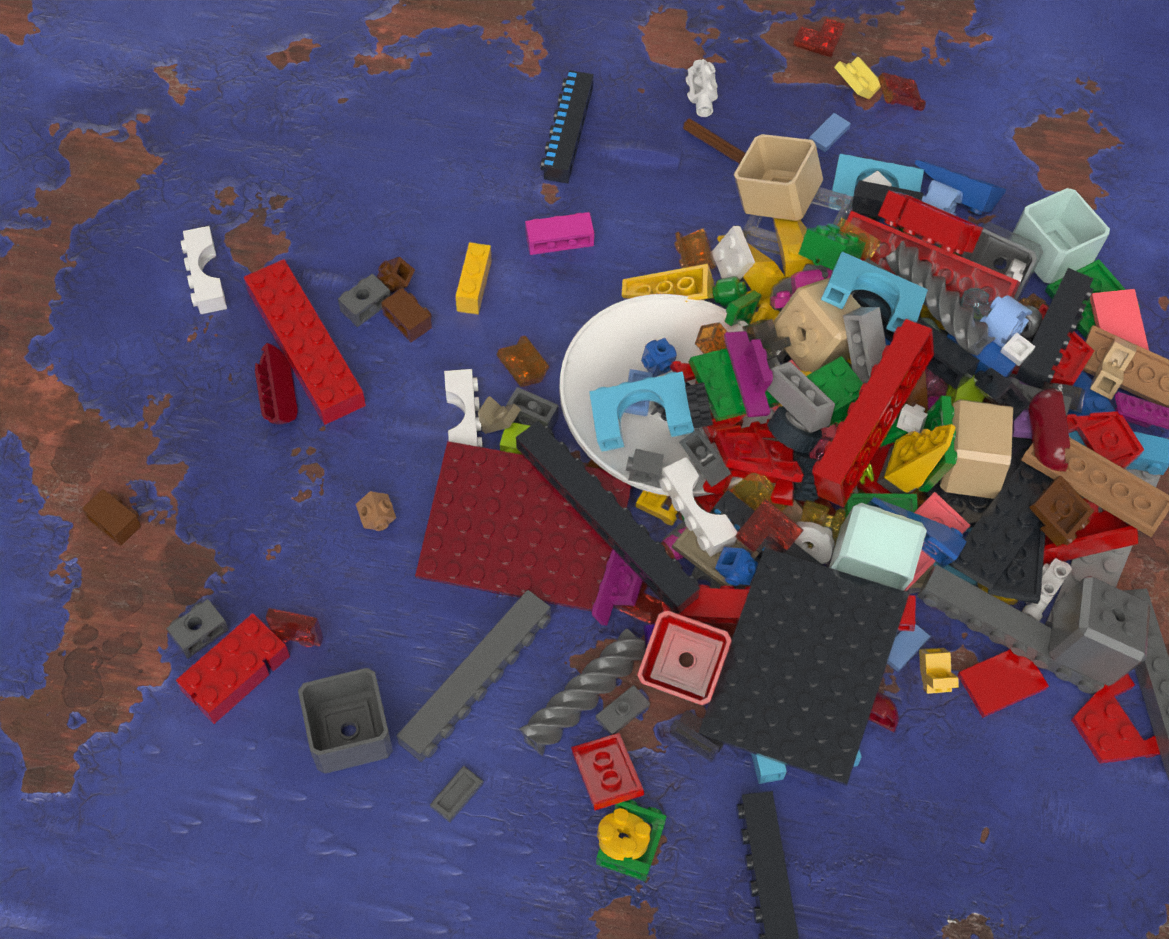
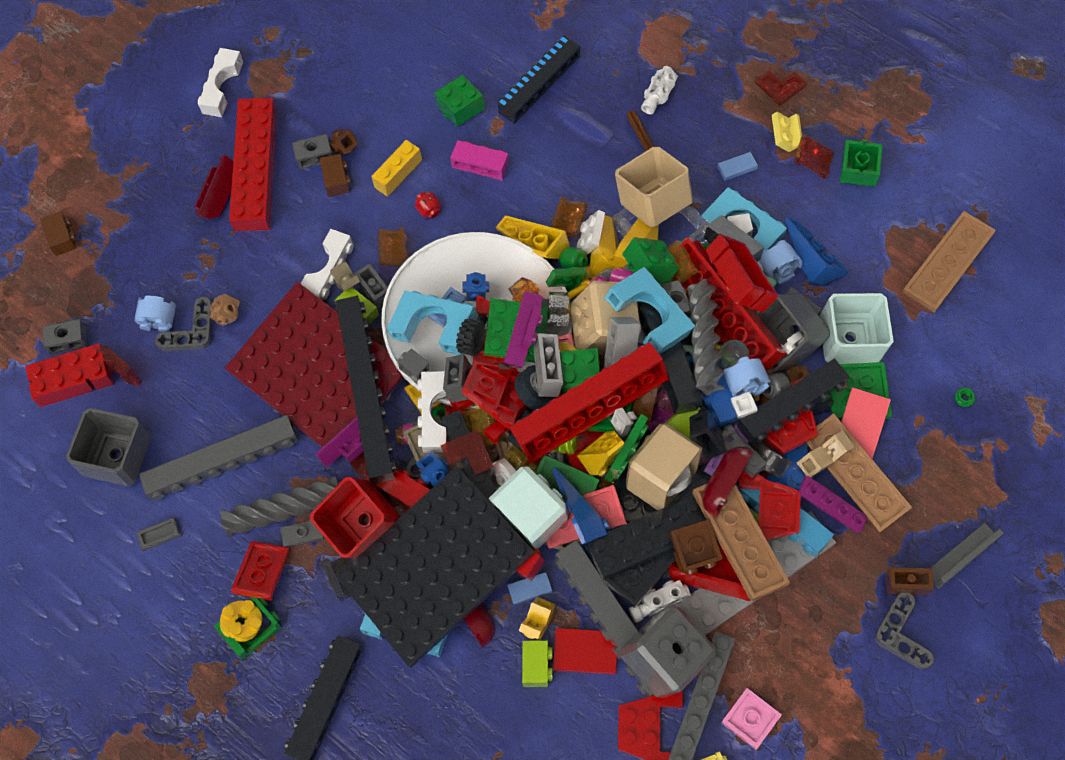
camera: 35 degrees right, 5 degrees up
(297, 551) = (155, 314): none -> light blue brick
(356, 552) = (197, 332): none -> dark grey beam
(497, 180) = (459, 100): none -> green brick
(533, 302) = (428, 205): none -> red head
(951, 79) = (860, 163): none -> green brick
(964, 717) = (535, 664): none -> lime brick
(1092, 140) = (949, 261): none -> medium nougat plate

